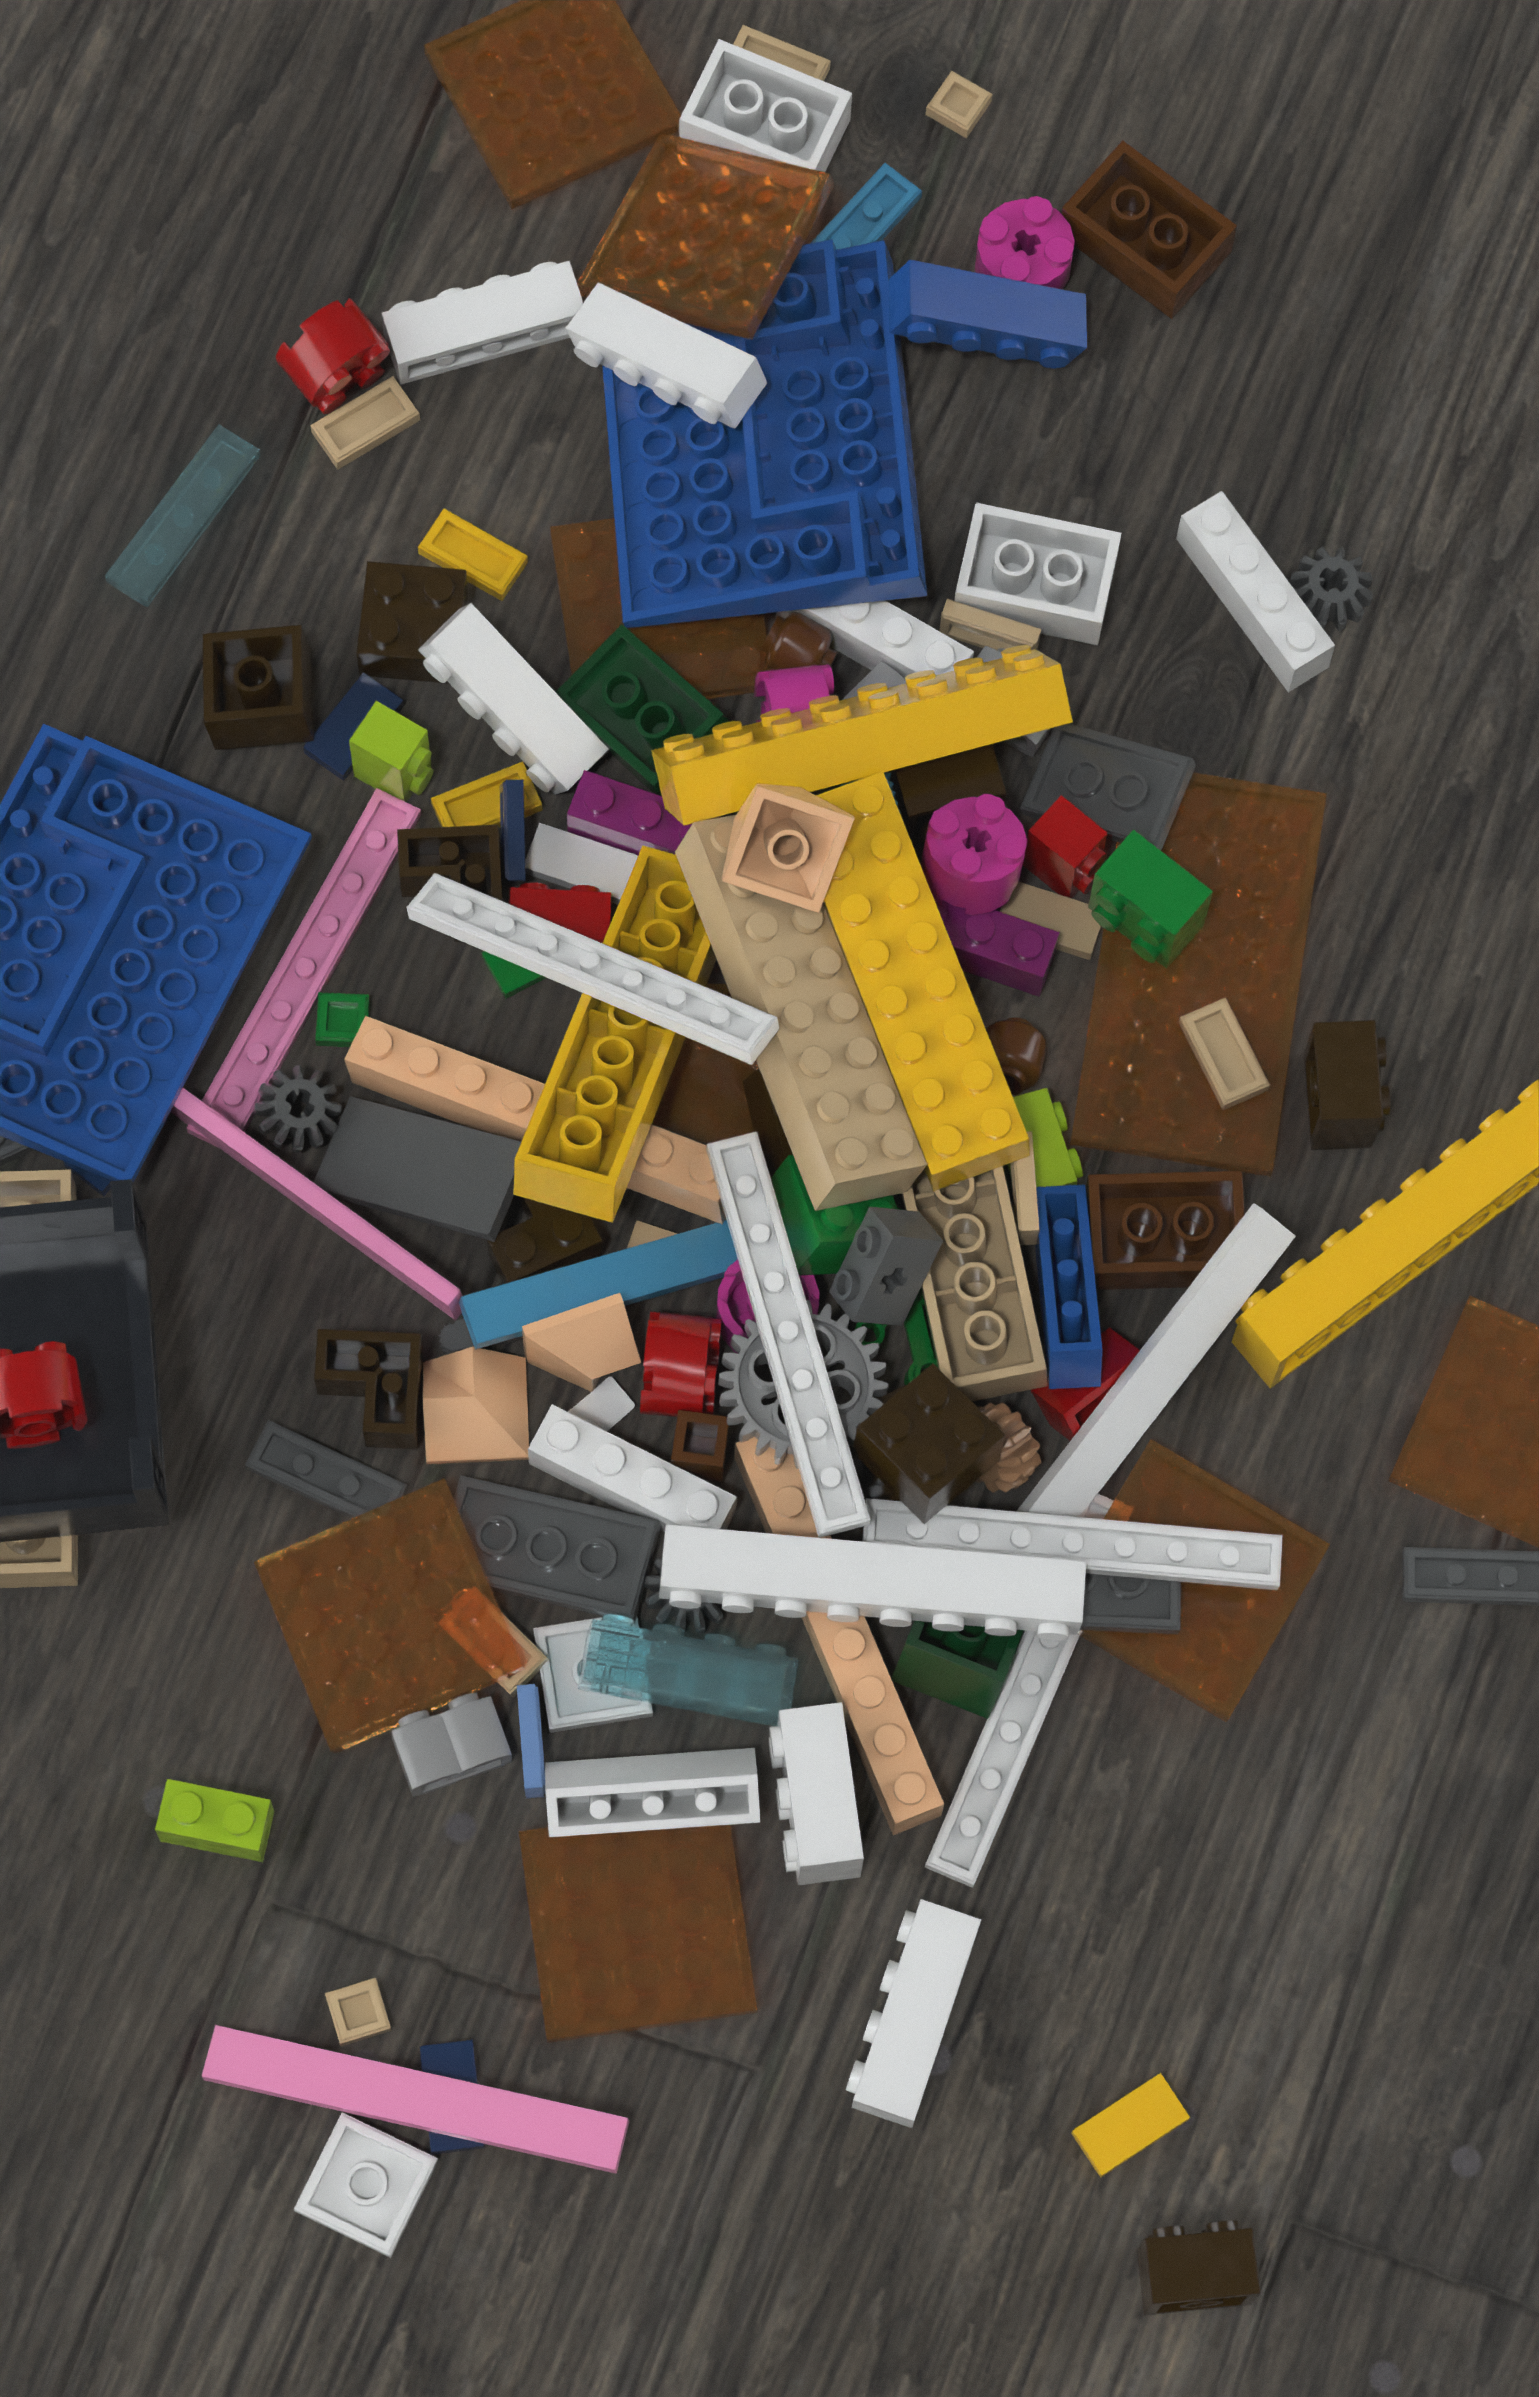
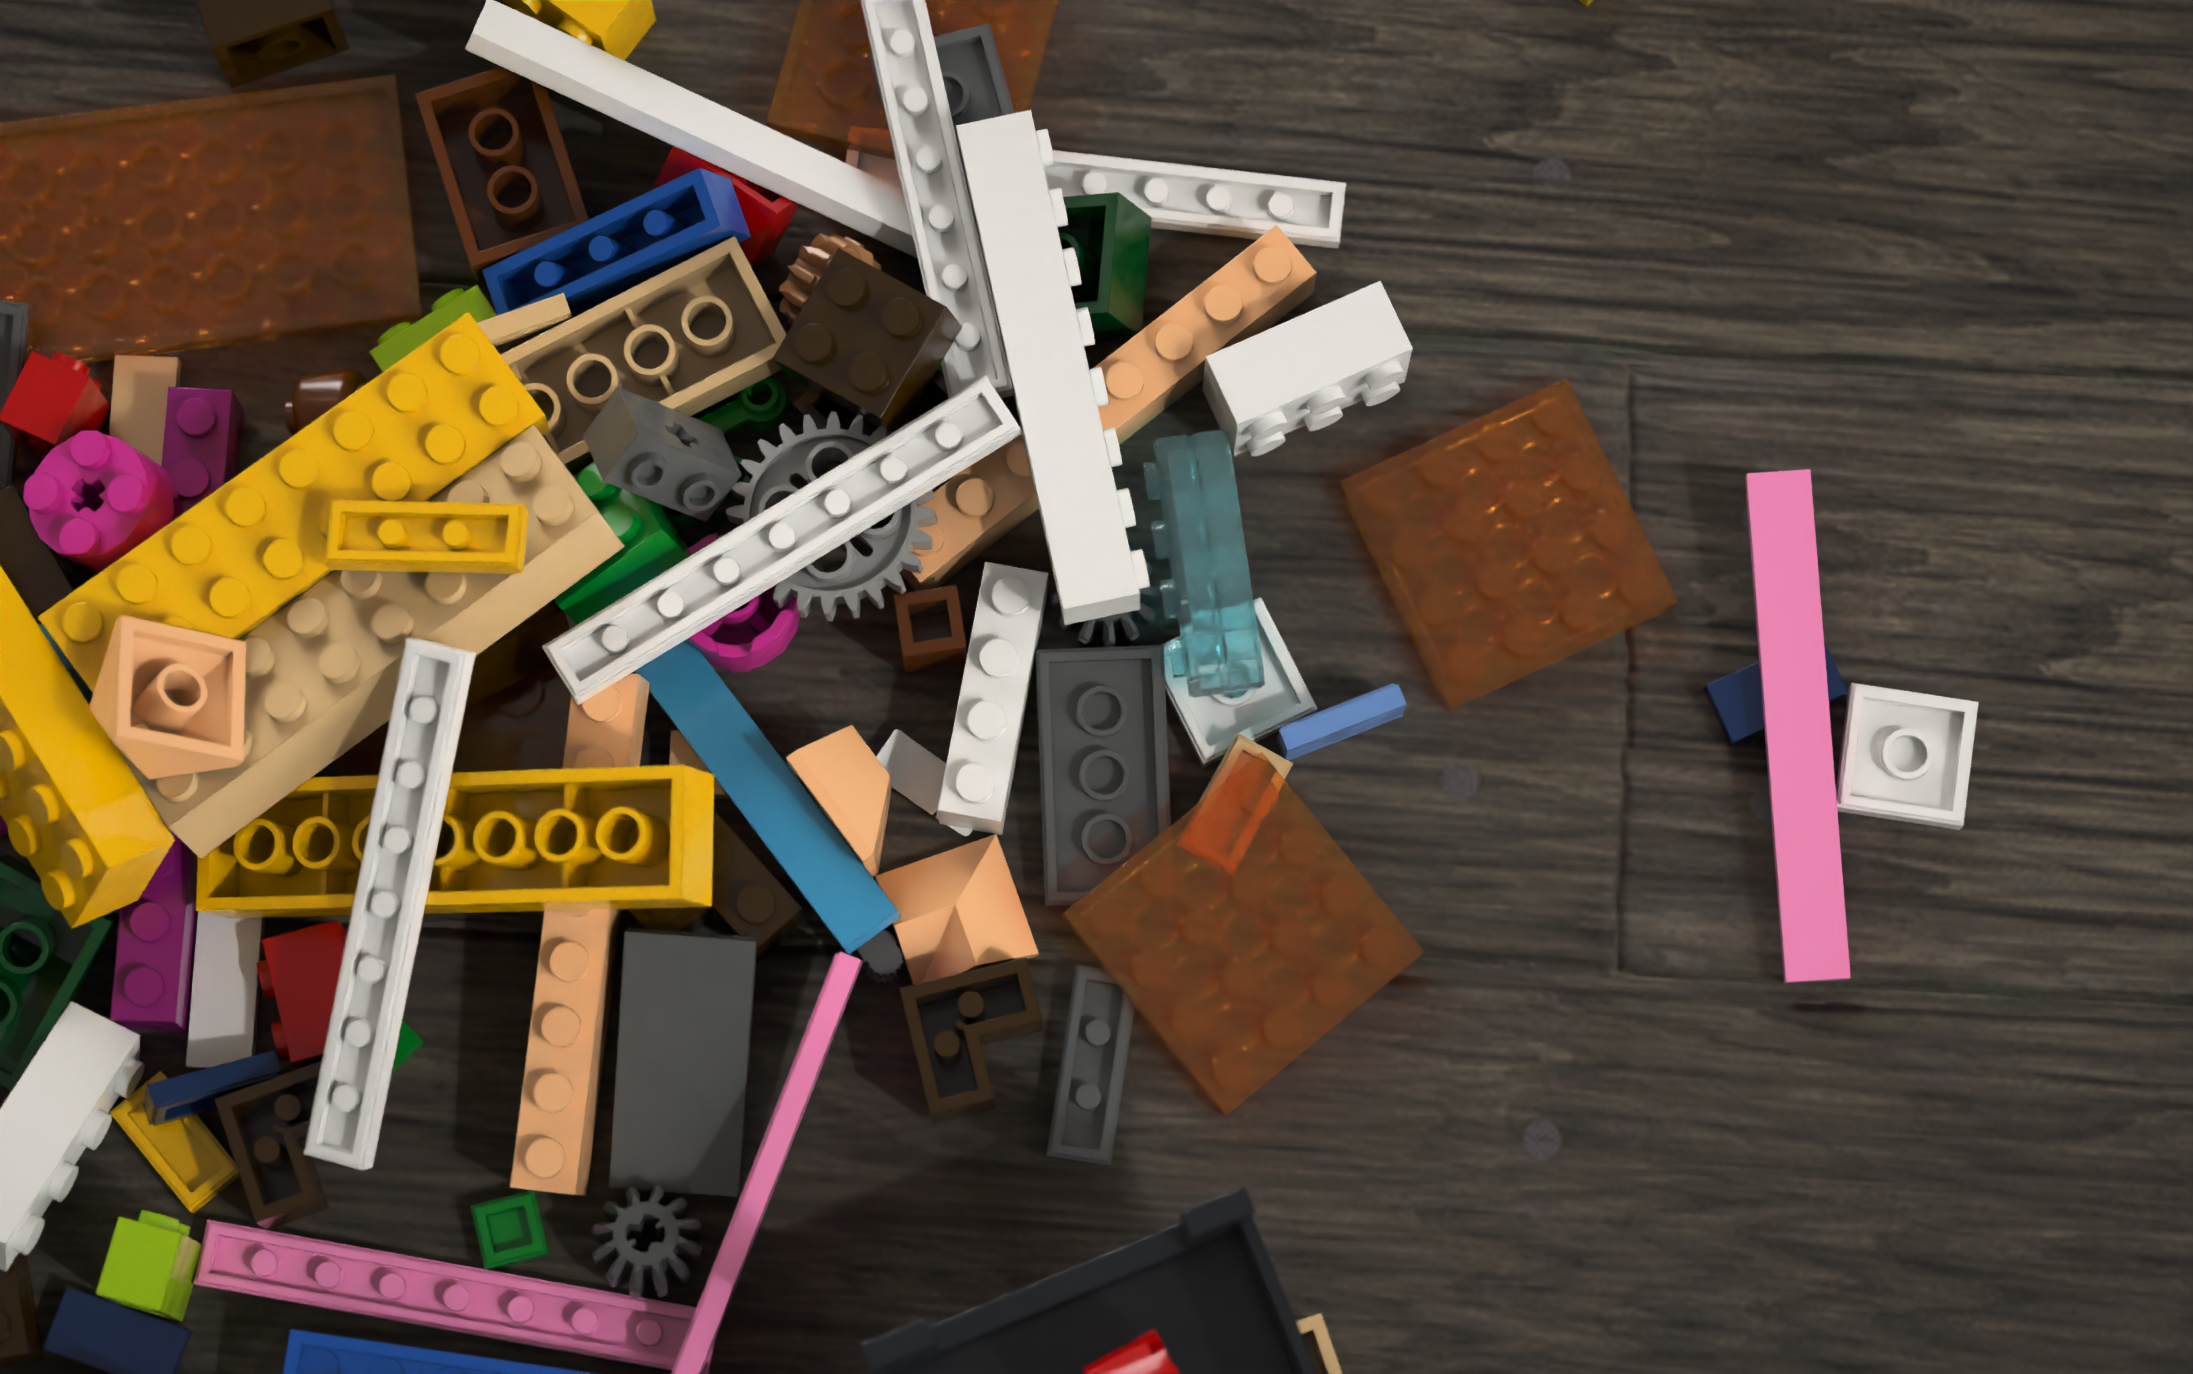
camera: 105 degrees left, 5 degrees up
(214, 1820) = (1553, 1056): lime brick -> none
(358, 2012) = (1713, 827): tan tile -> none
(450, 1744) = (1374, 813): light grey brick -> none
(652, 1792) = (1361, 560): white brick -> none
(680, 1364) = (841, 677): red brick -> none
(853, 1054) = (426, 536): none -> yellow tile
(915, 2012) = (1516, 203): white brick -> none
(1149, 900) = (102, 285): green brick -> none
(1224, 1053) = (265, 163): tan tile -> none

